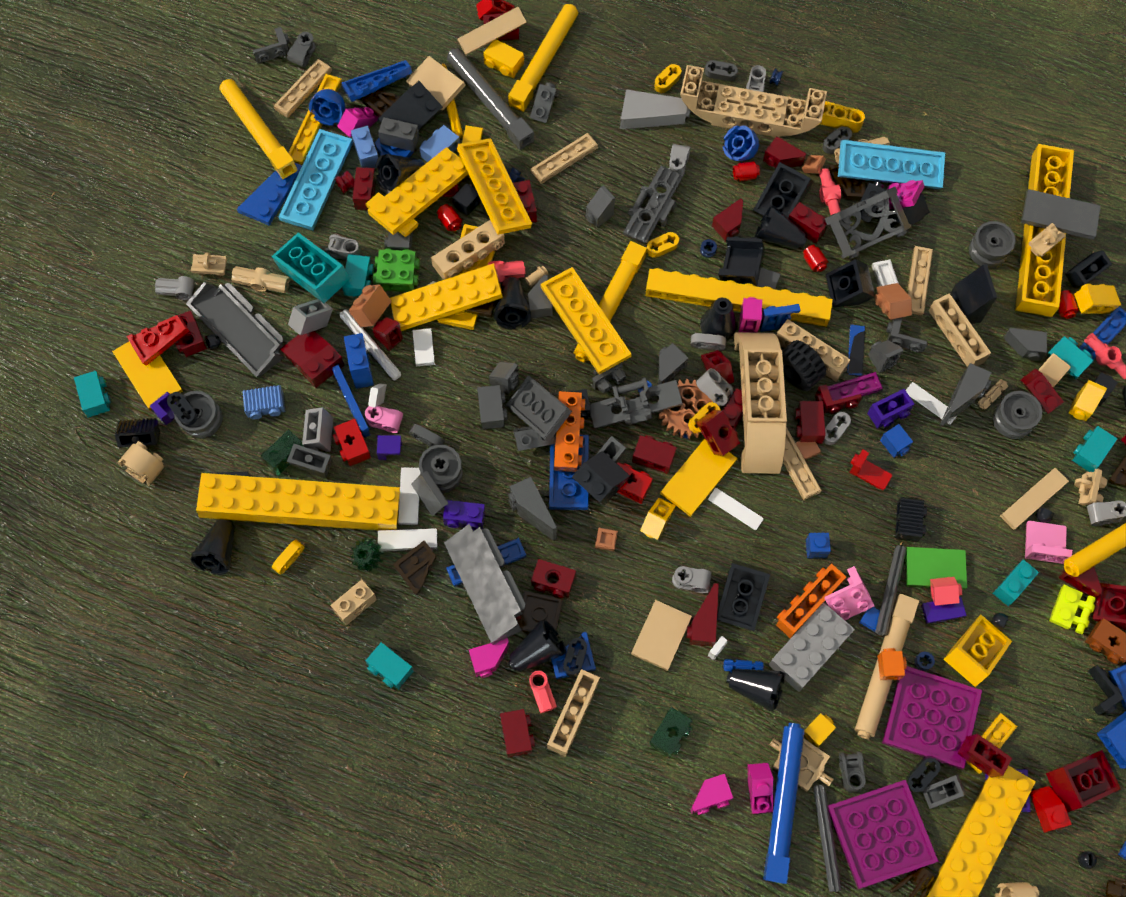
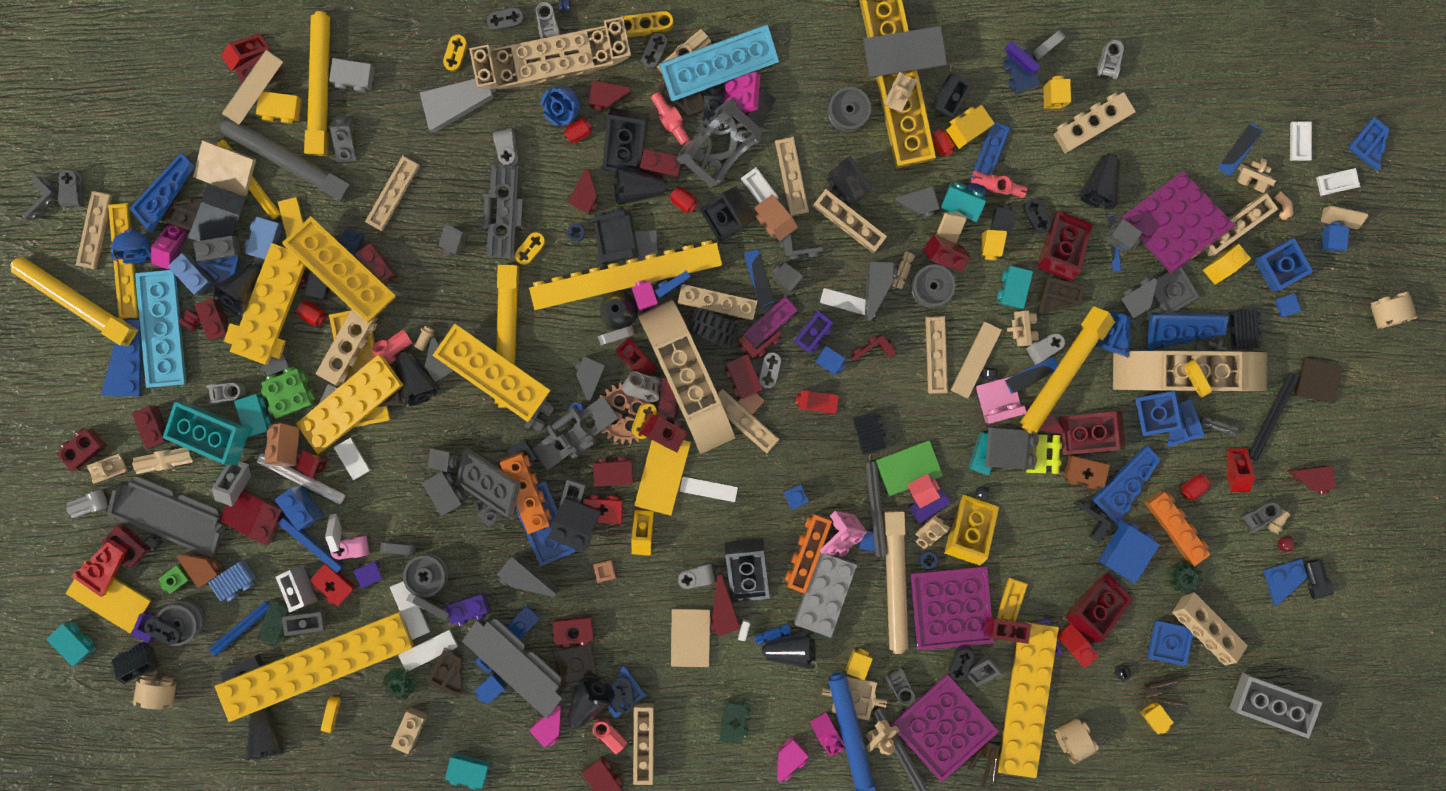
camera: 25 degrees left, 20 degrees up
(196, 244) = (83, 453): none -> dark red brick
(214, 379) = (174, 579): none -> bright green brick
(241, 378) = (200, 568): none -> dark orange slope
(244, 447) = (239, 629): none -> blue axle
(264, 247) = (150, 426): none -> dark red brick
(449, 598) = (490, 688): none -> blue brick
(575, 59) = (351, 74): none -> light grey brick
(813, 164) = (642, 91): nougat tile -> none
(815, 814) = (882, 738): none -> tan hips
(891, 664) = (900, 585): orange brick -> none
(939, 632) = (931, 532): none -> tan hips
(953, 449) = (886, 345): none -> dark red bracket
(998, 479) = (936, 354): none -> tan tile
(1047, 584) = (1011, 449): none -> dark grey slope
(1082, 533) = (1031, 374): none -> black sticker

